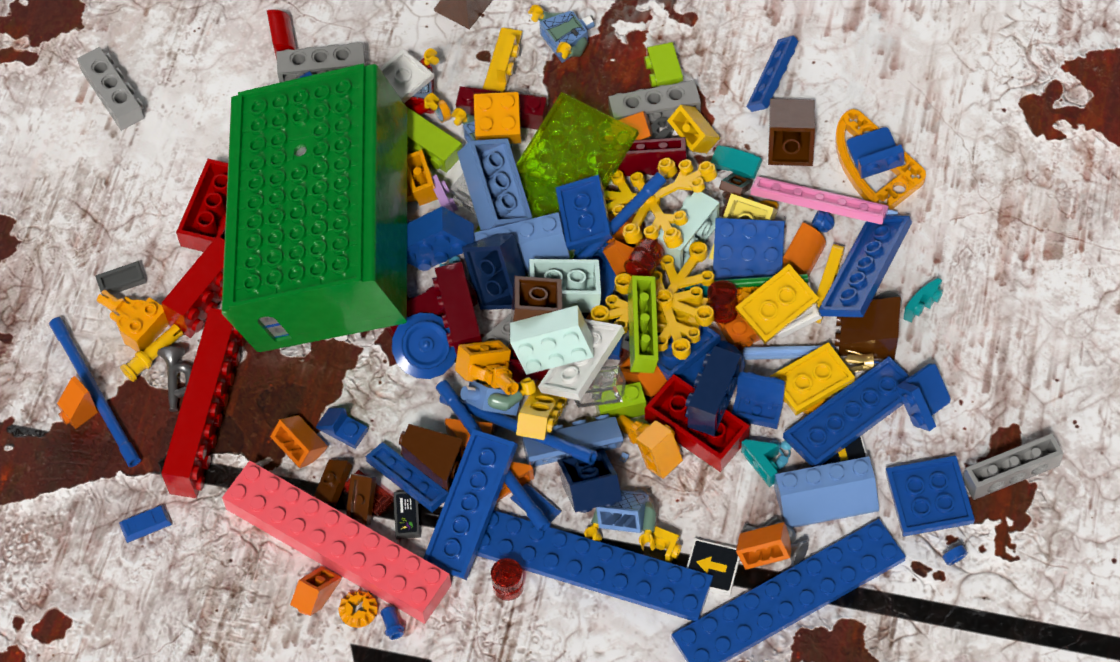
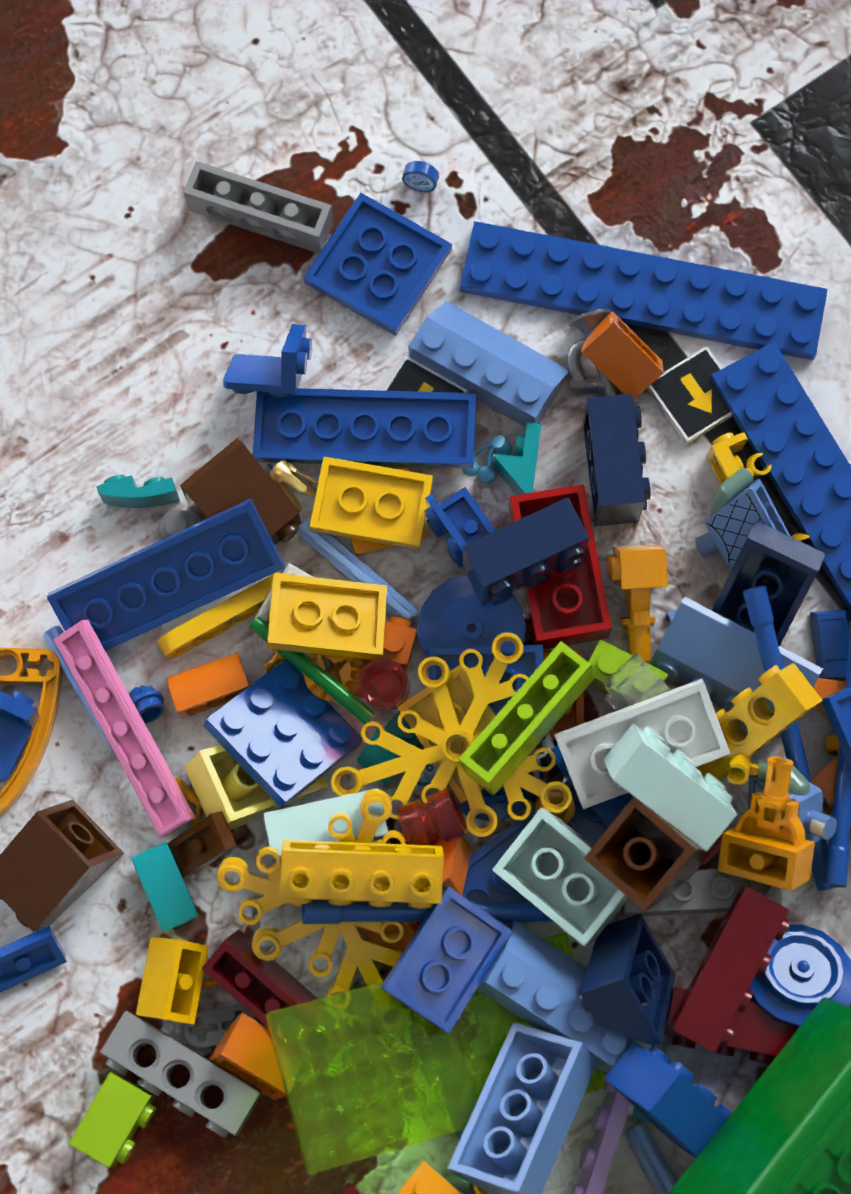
camera: 140 degrees left, 15 degrees up
(652, 205) = (361, 873): none -> yellow brick
(718, 489) = (615, 460): none -> dark blue brick

